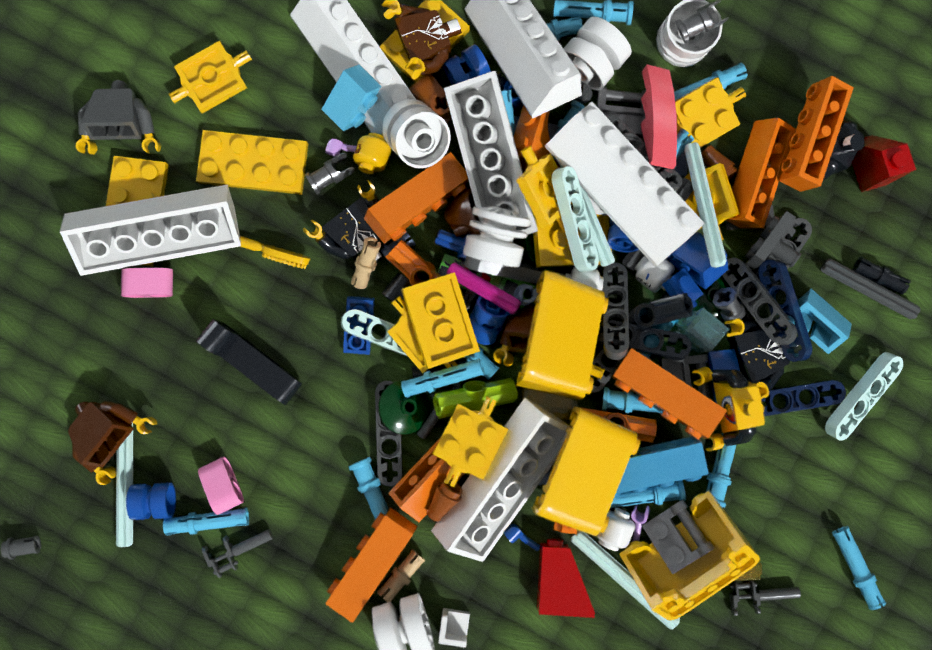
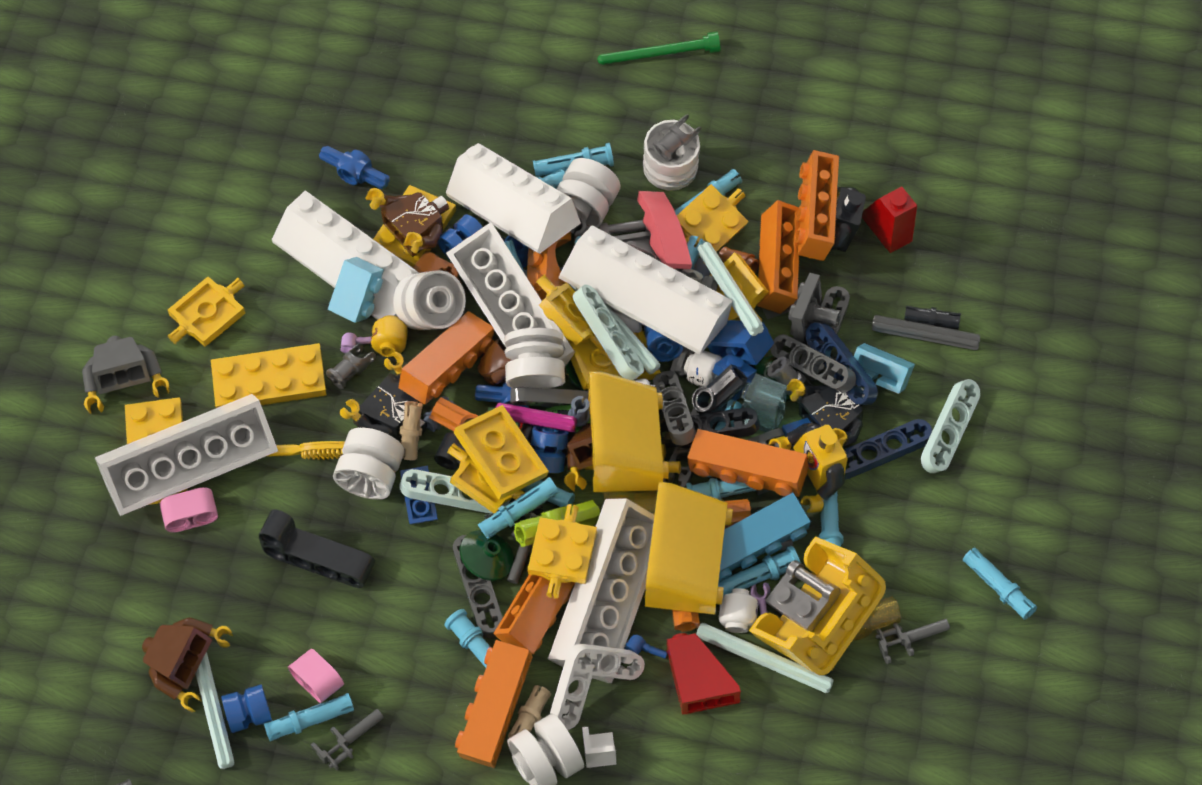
camera: 10 degrees left, 25 degrees down
(324, 280) = (368, 463): none -> white wheel
(444, 500) = (552, 618): dark orange cone -> none
(462, 556) = (583, 673): none -> white beam

